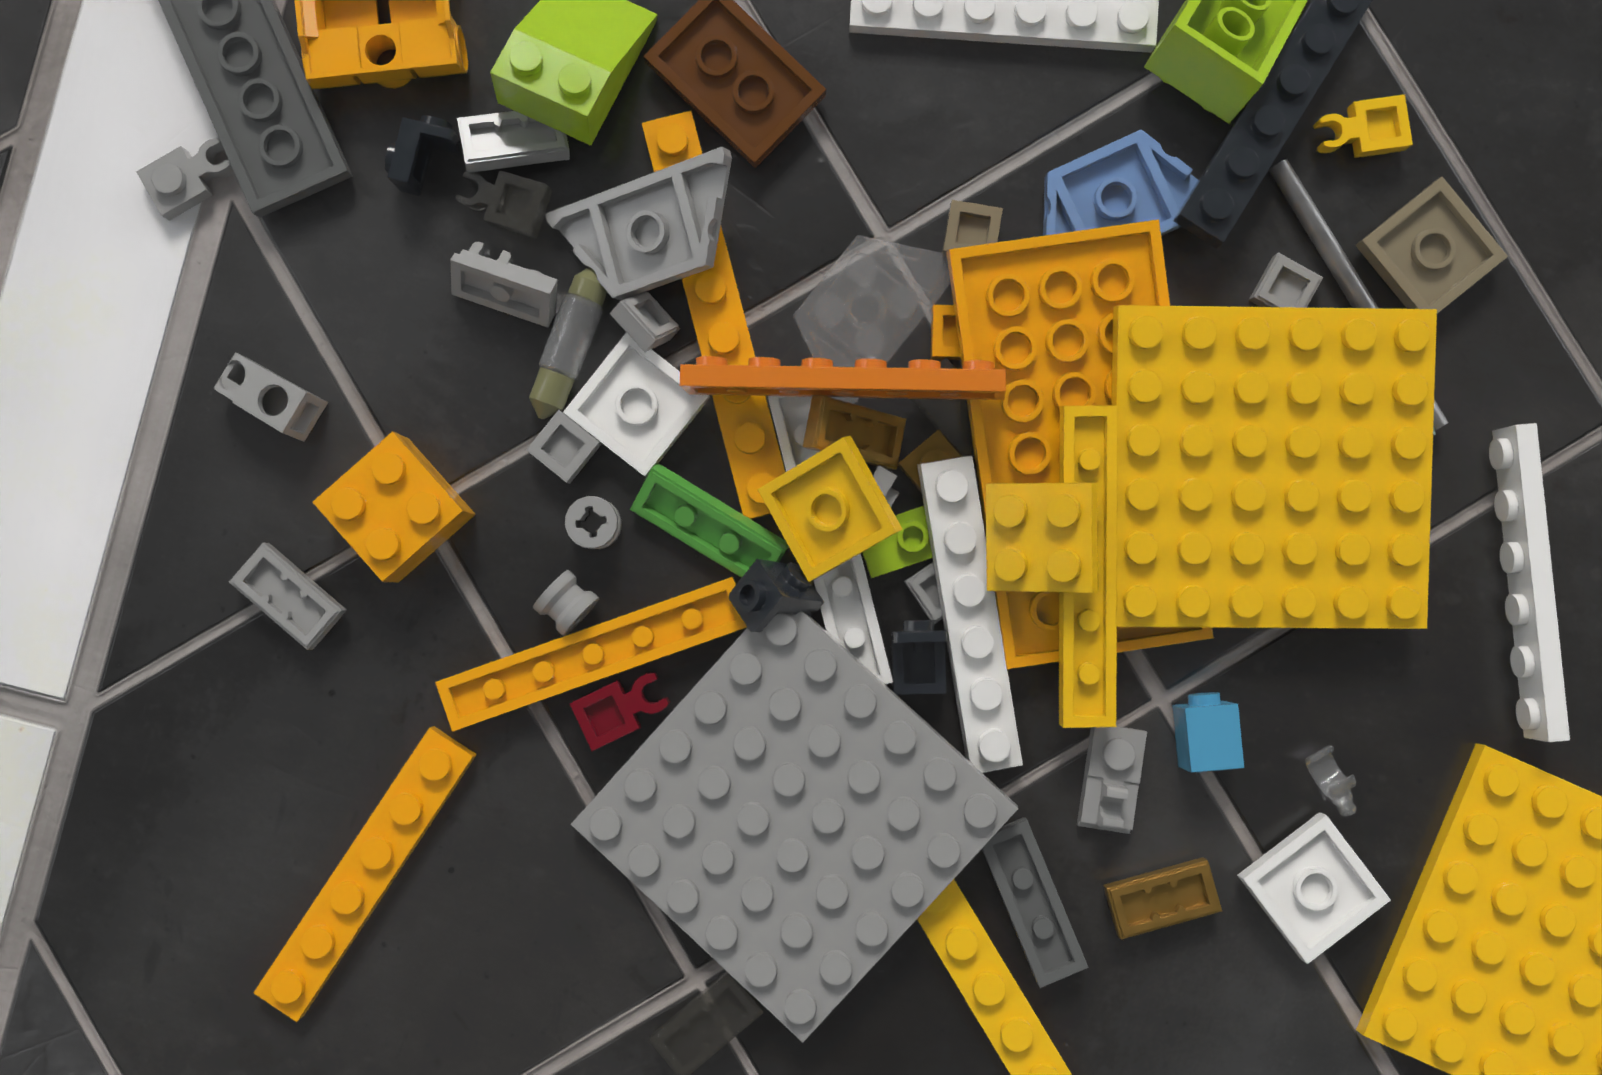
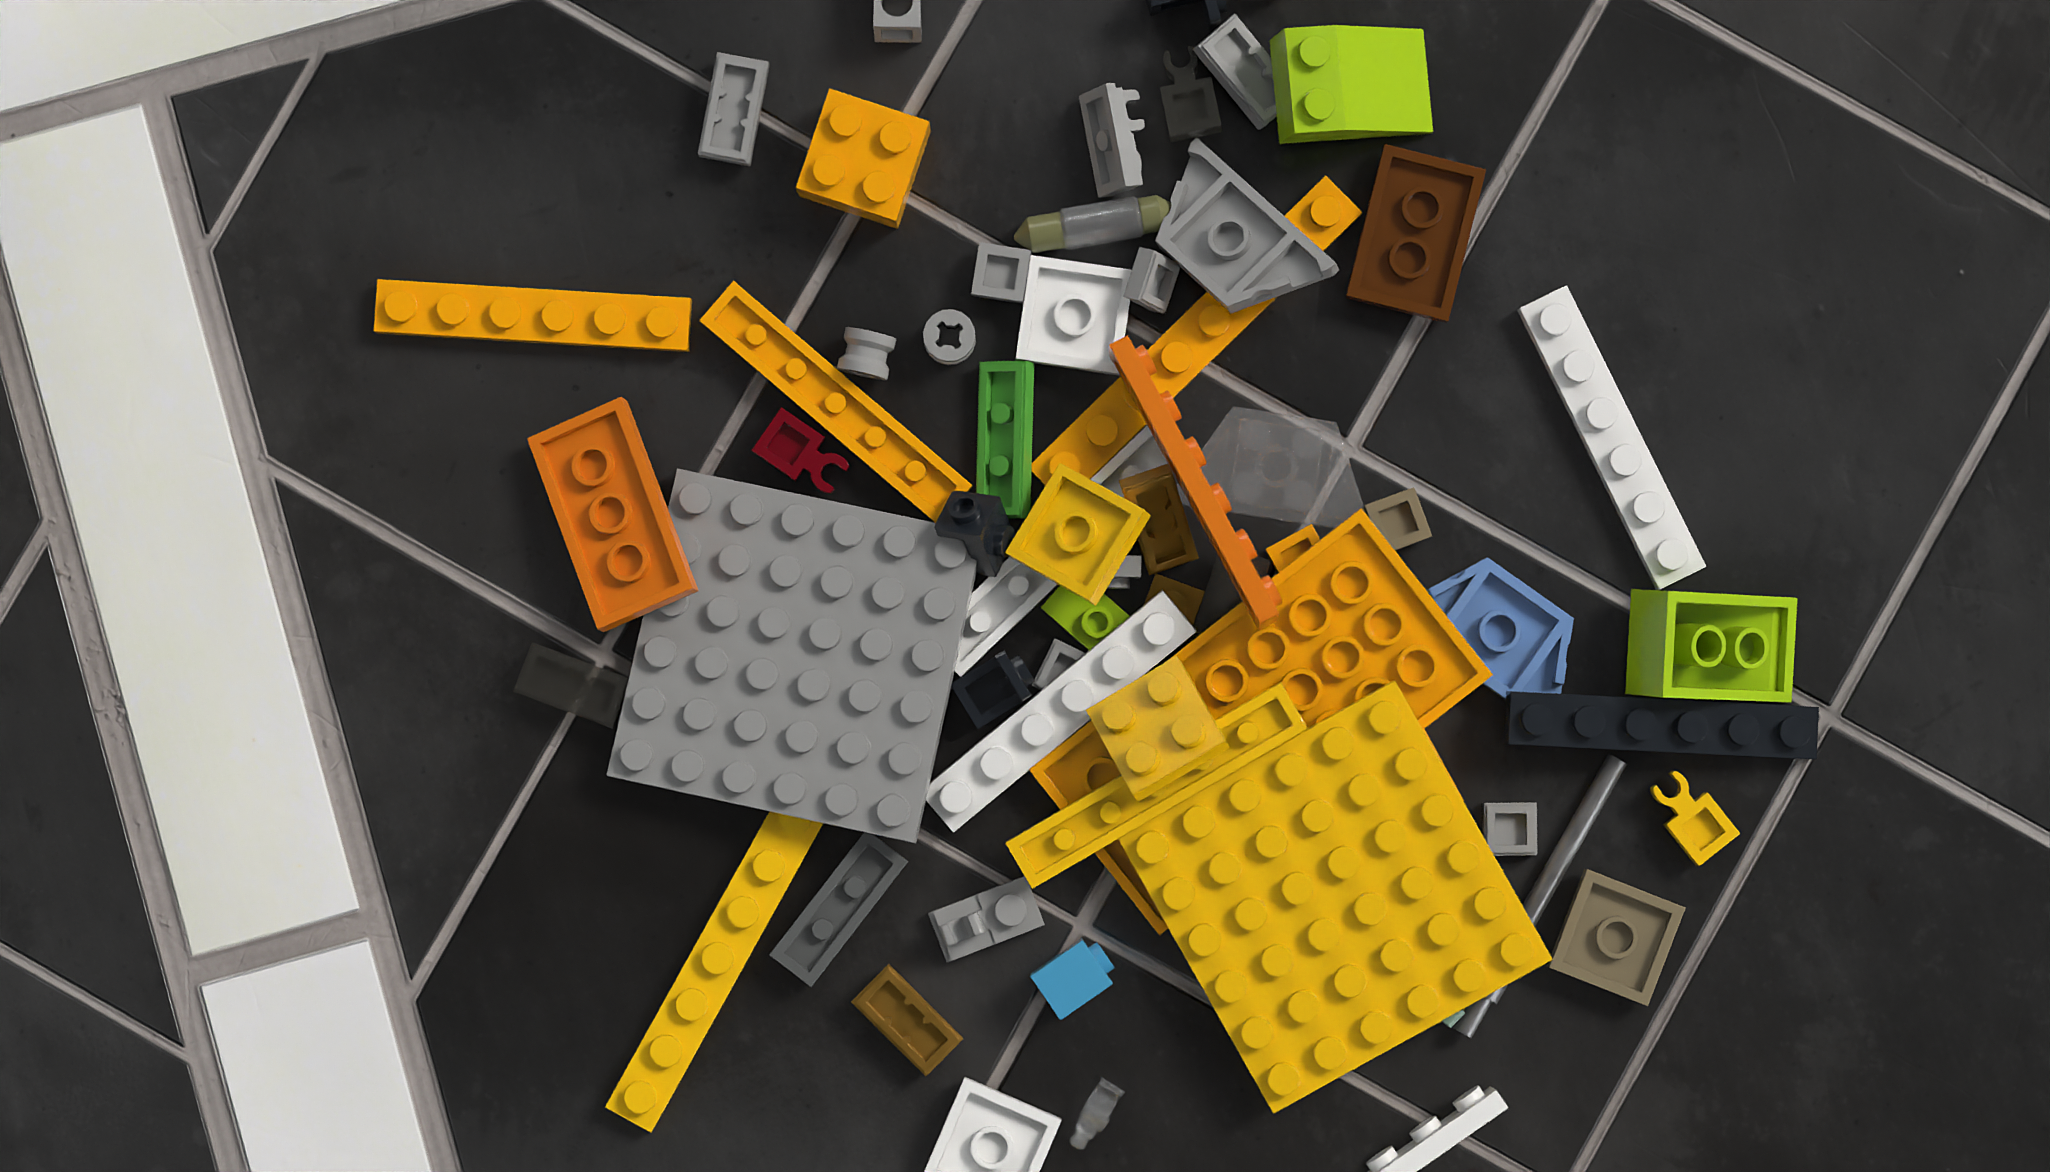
camera: 60 degrees right, 0 degrees up
(577, 907) = (612, 514): none -> orange plate

